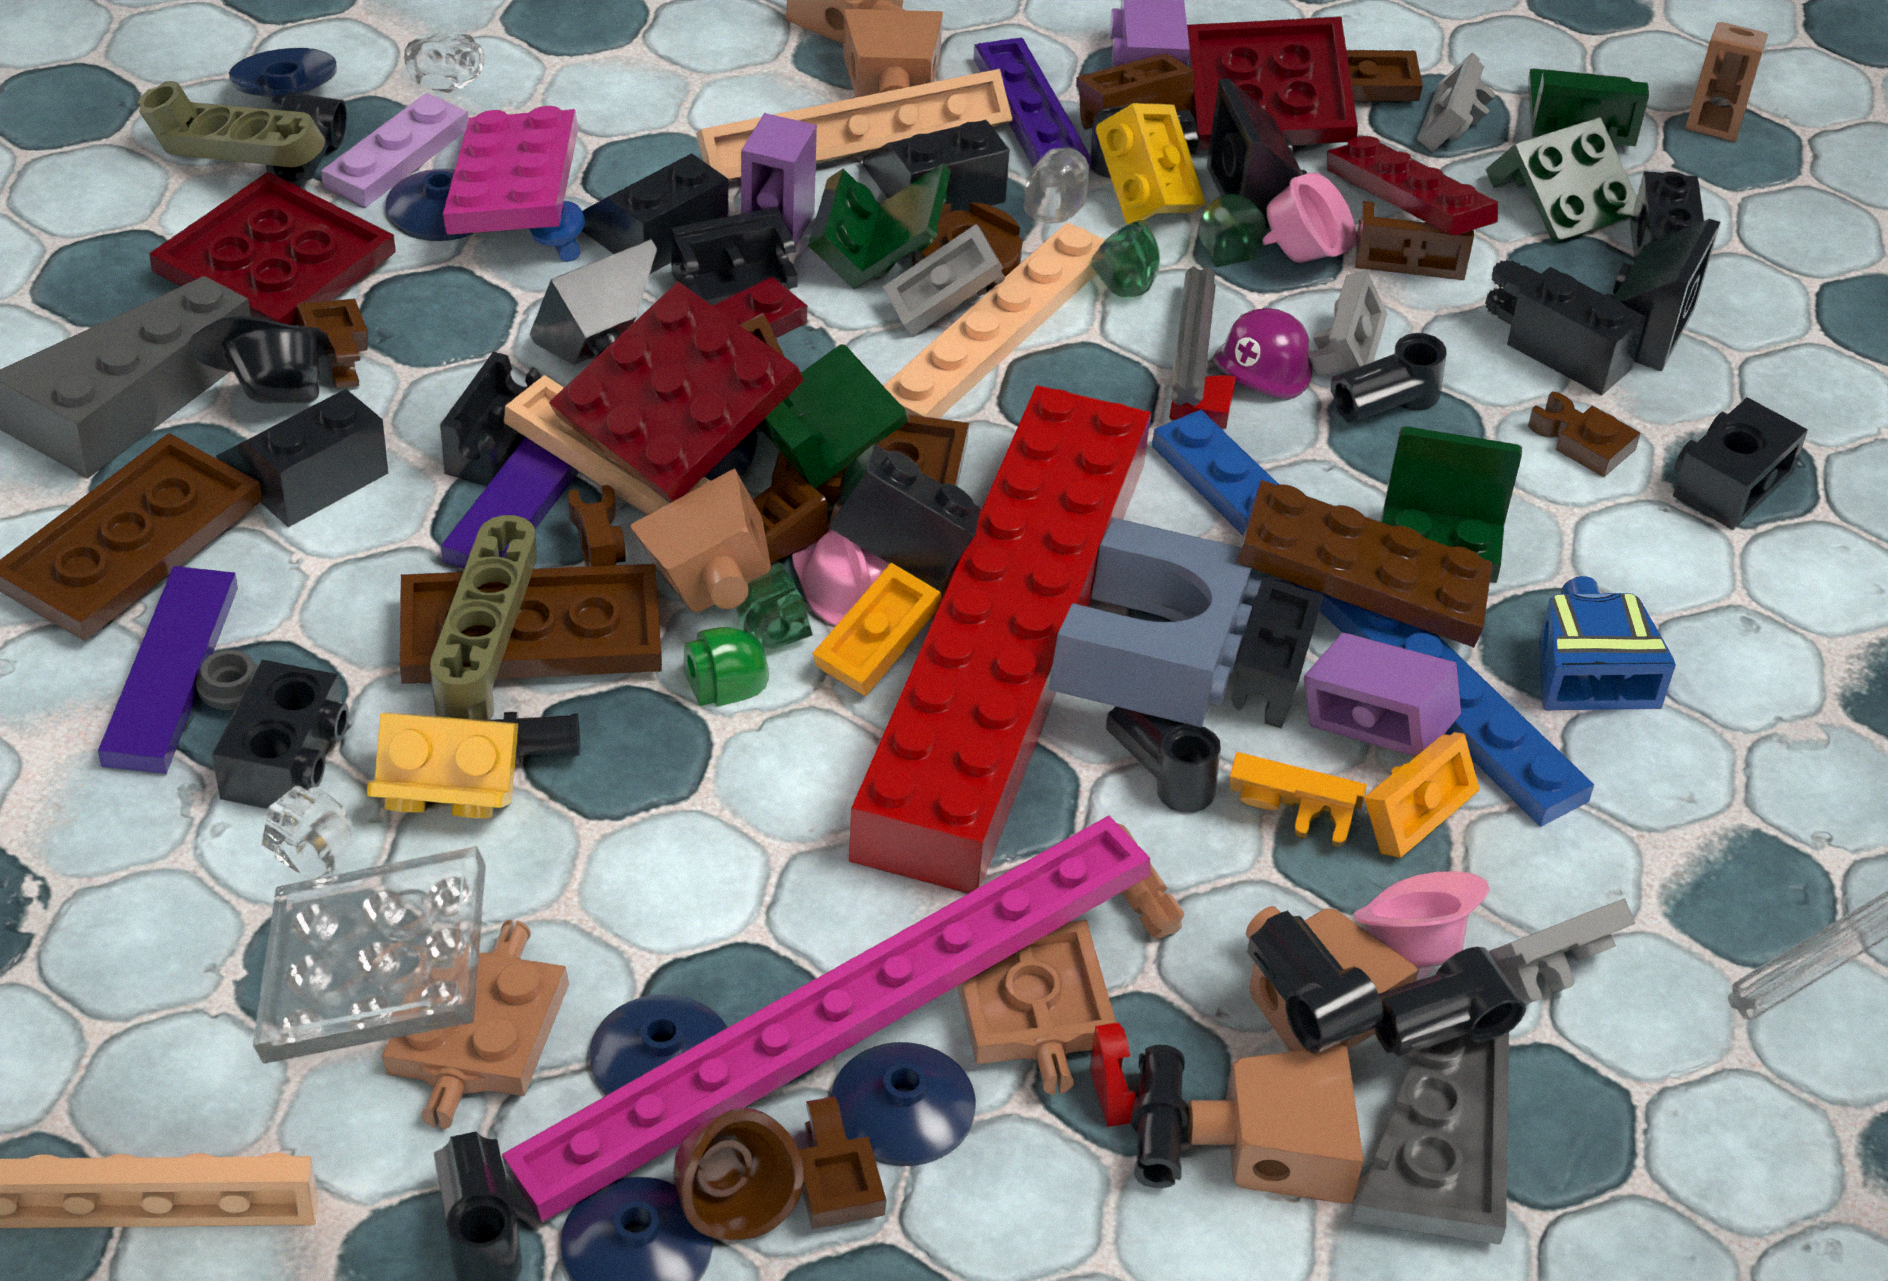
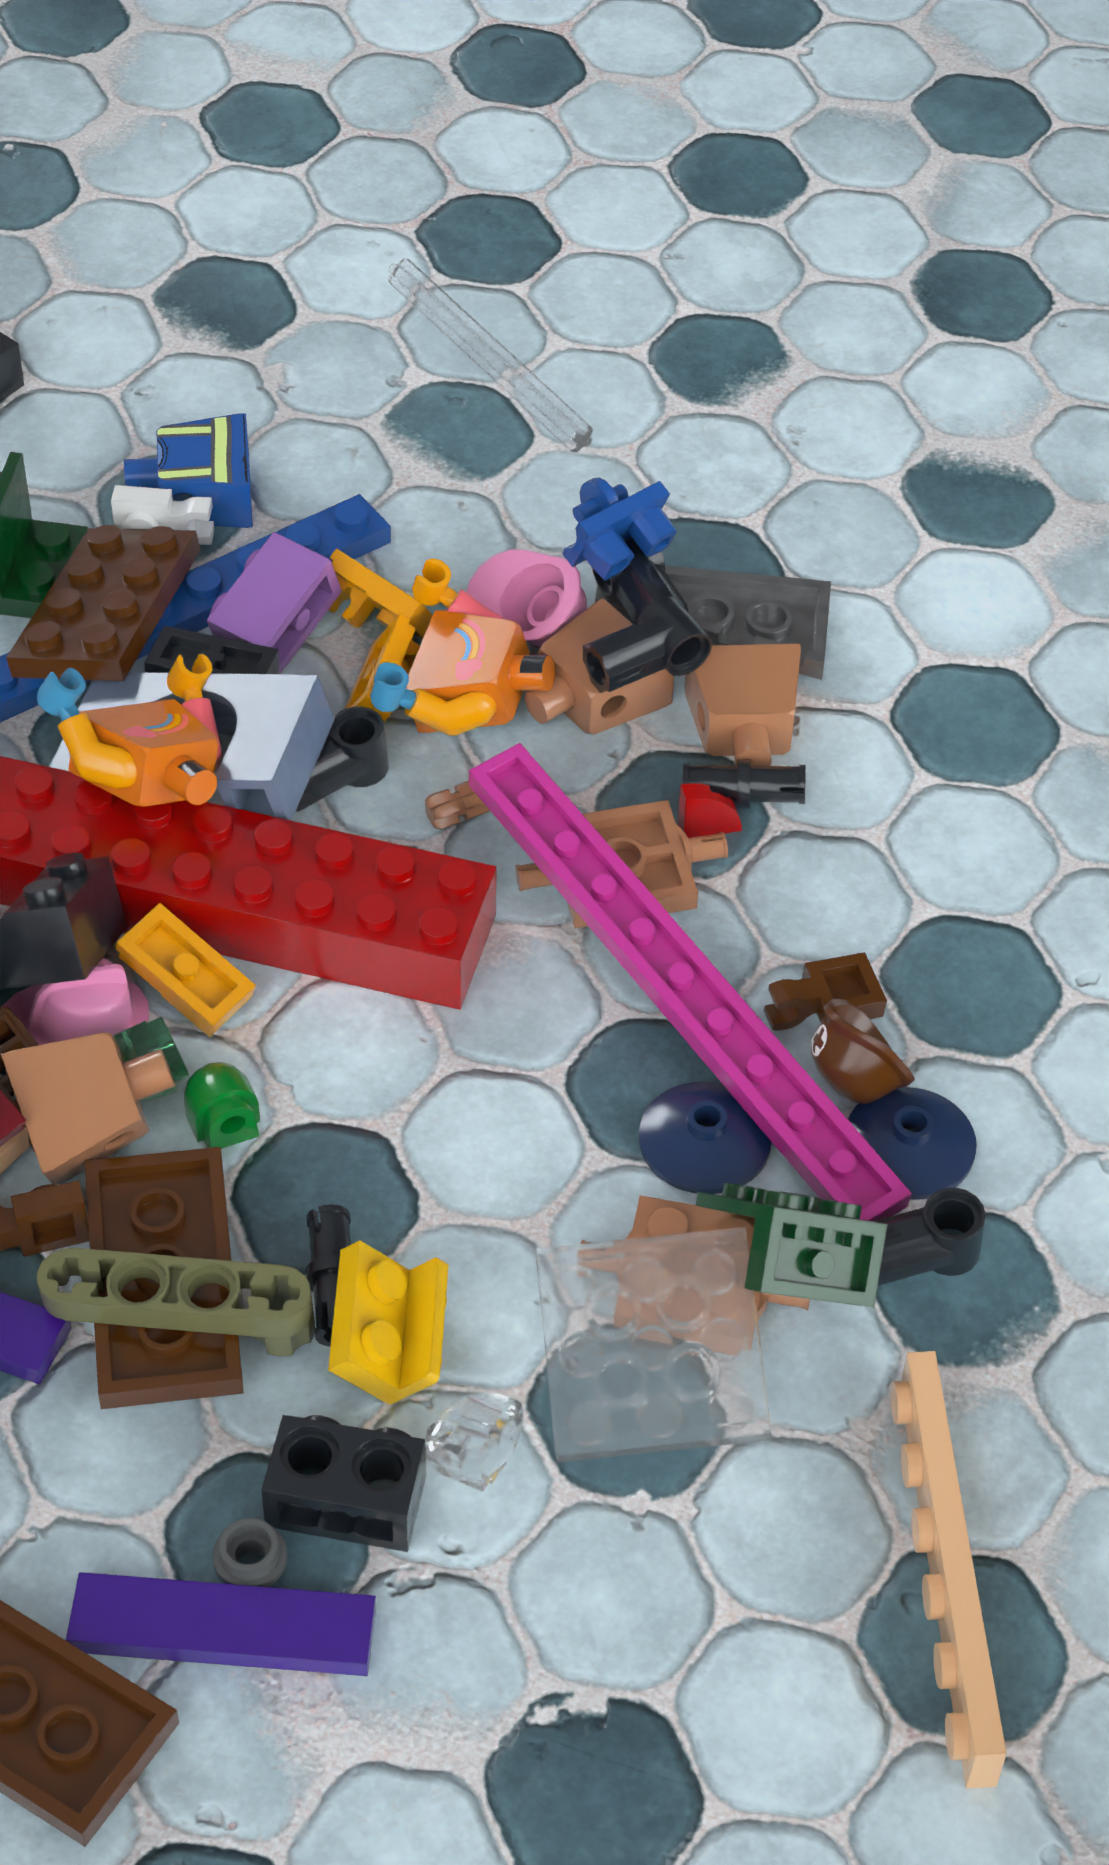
camera: 90 degrees left, 5 degrees up
(463, 1063) = (806, 1244): none -> bracket
(905, 1125) = (747, 953): dark blue dish -> none
(1108, 552) = (143, 749): none -> torso
(1303, 850) = (466, 666): none -> torso
(1493, 931) = (610, 517): none -> blue hips
(1516, 607) = (155, 507): none -> white plate
(1545, 949) = (534, 518): light grey plate -> none

